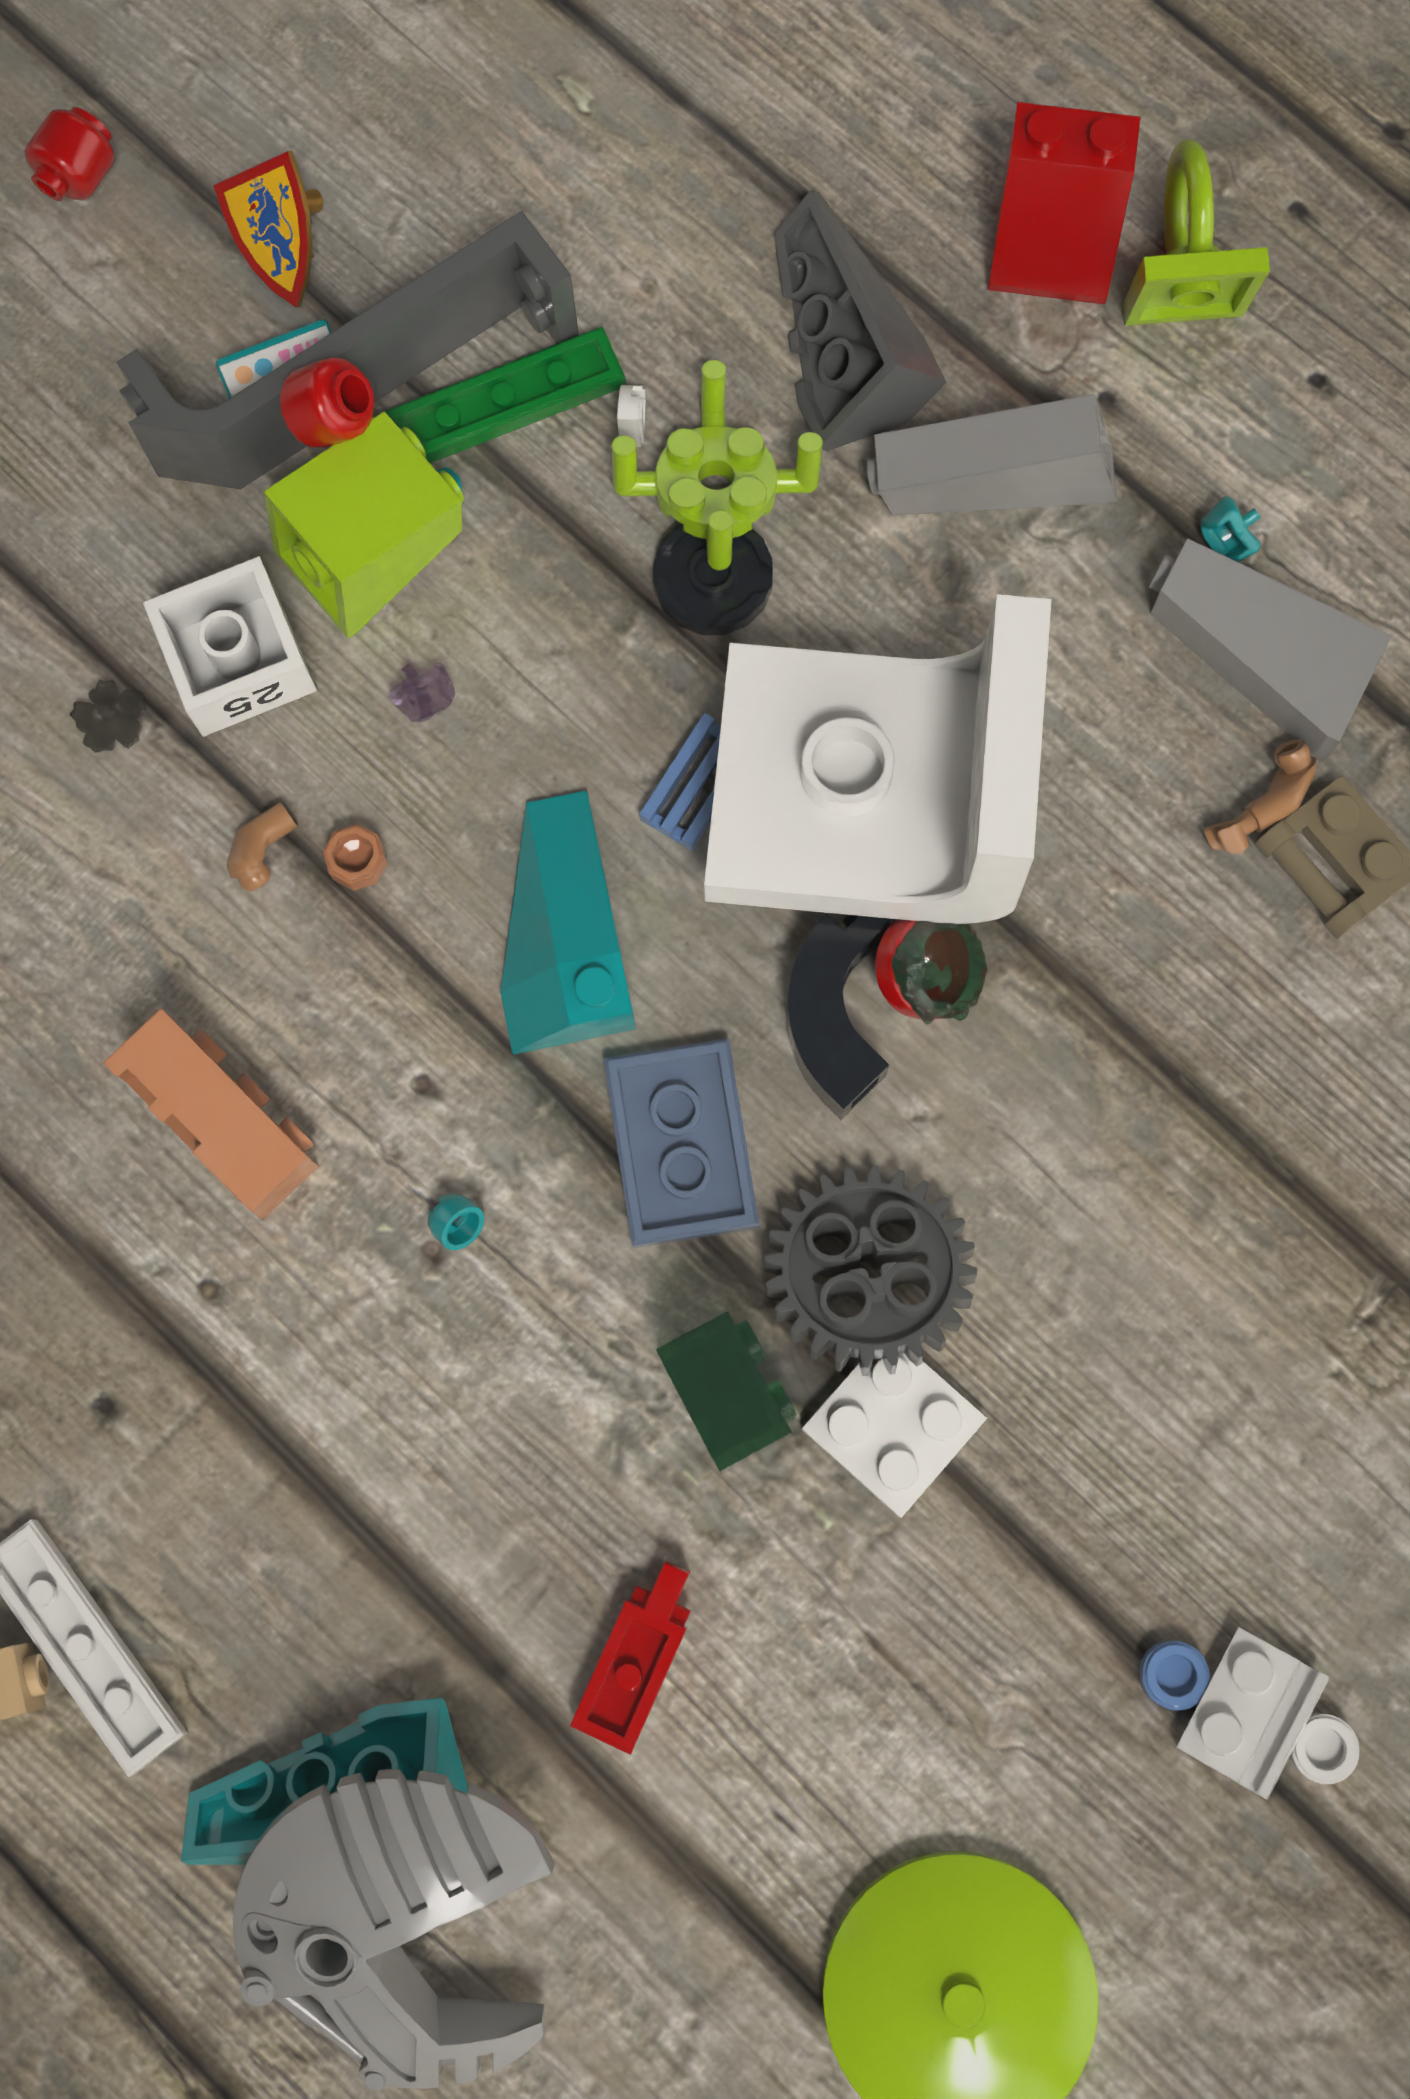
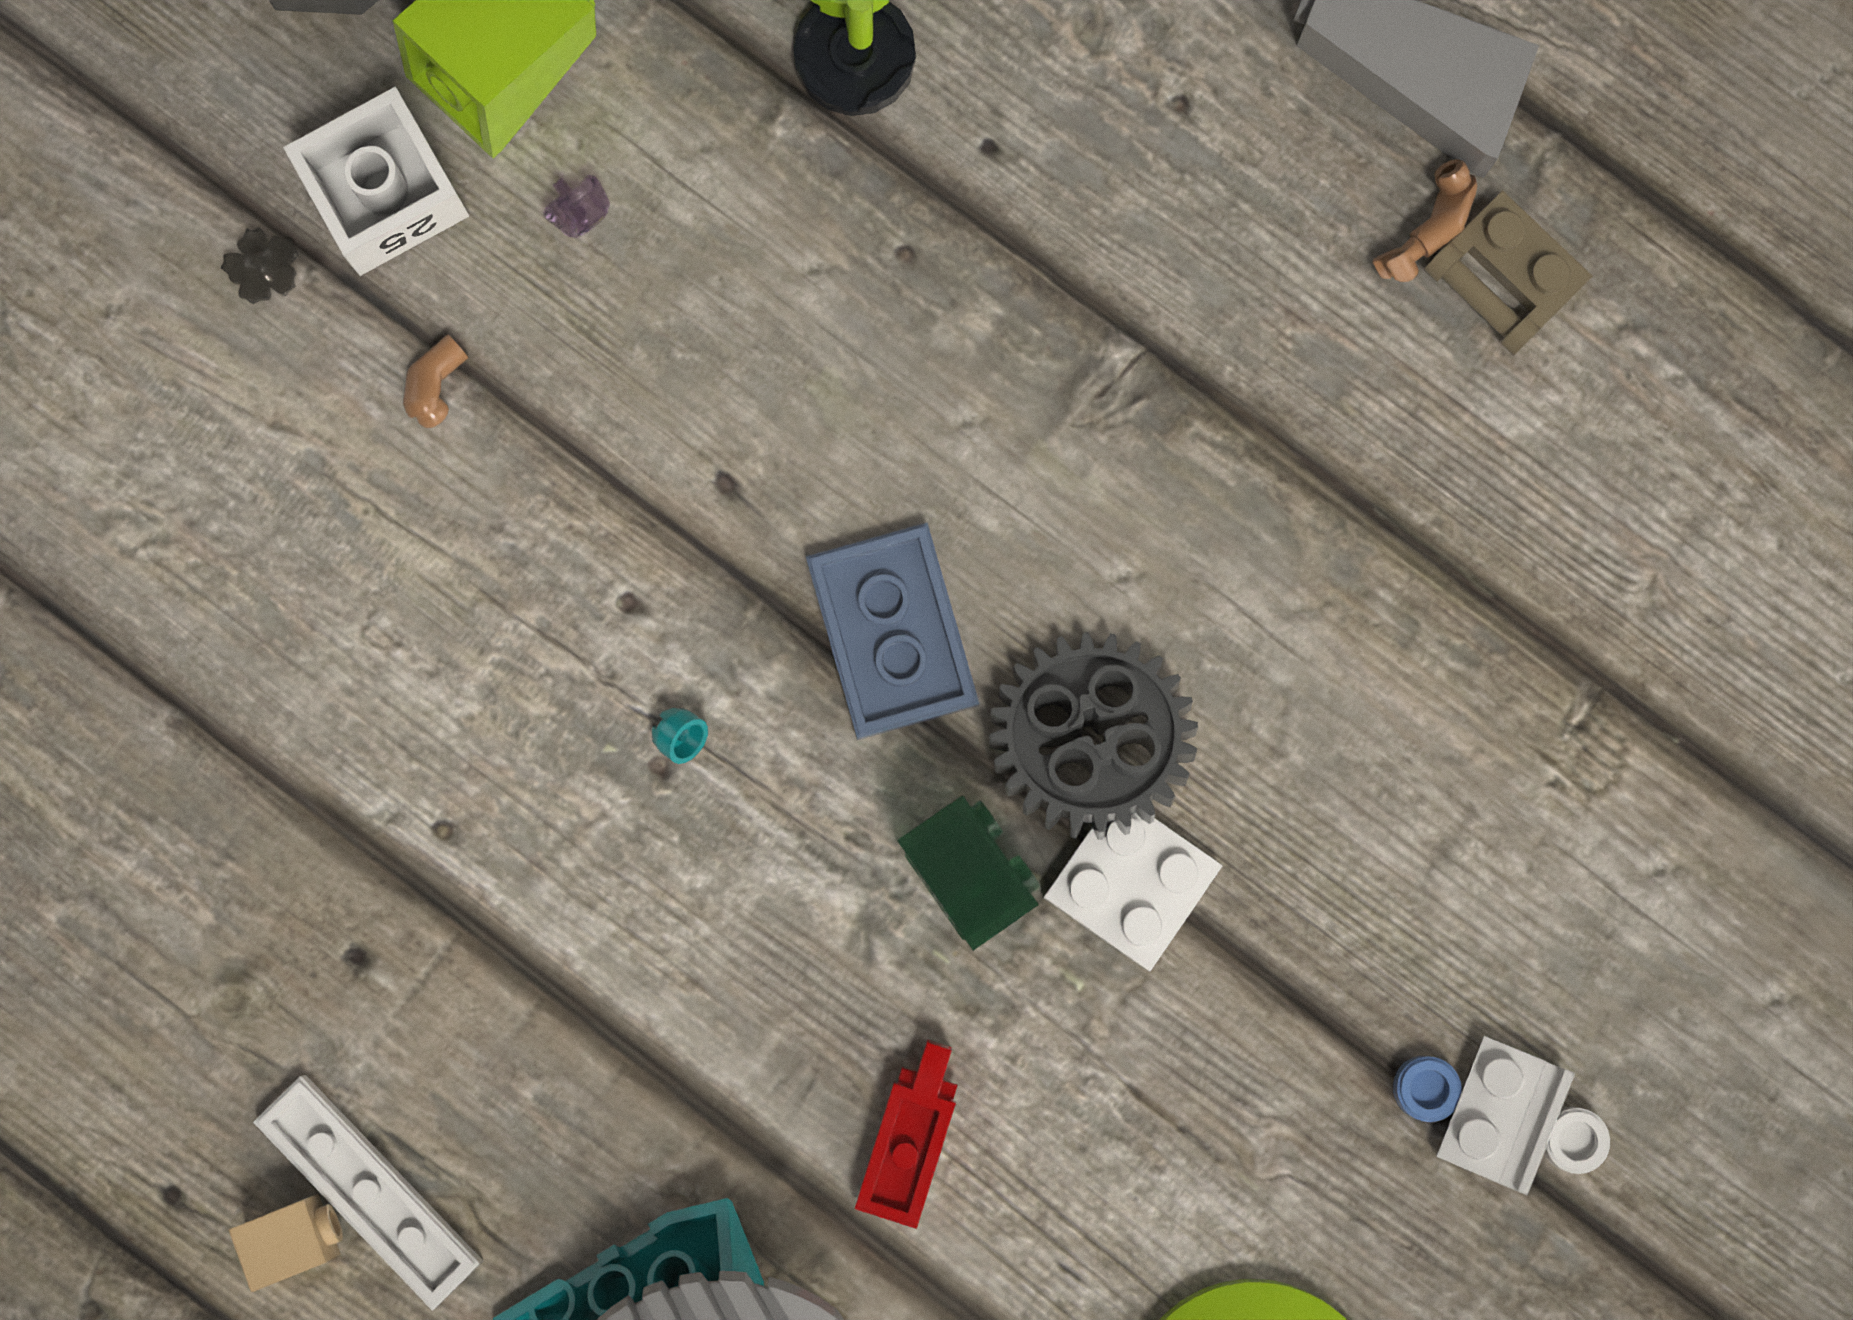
camera: 15 degrees left, 5 degrees up
(214, 1112) = (427, 656): nougat wedge -> none
(355, 857) = (531, 382): nougat tile -> none
(562, 944) = (750, 445): teal wedge -> none
(669, 826) = (887, 220): medium blue tile -> none
(823, 1041) = (1019, 511): black arch -> none
(882, 777) = (1054, 246): white piece -> none
(931, 969) = (1119, 428): hair -> none

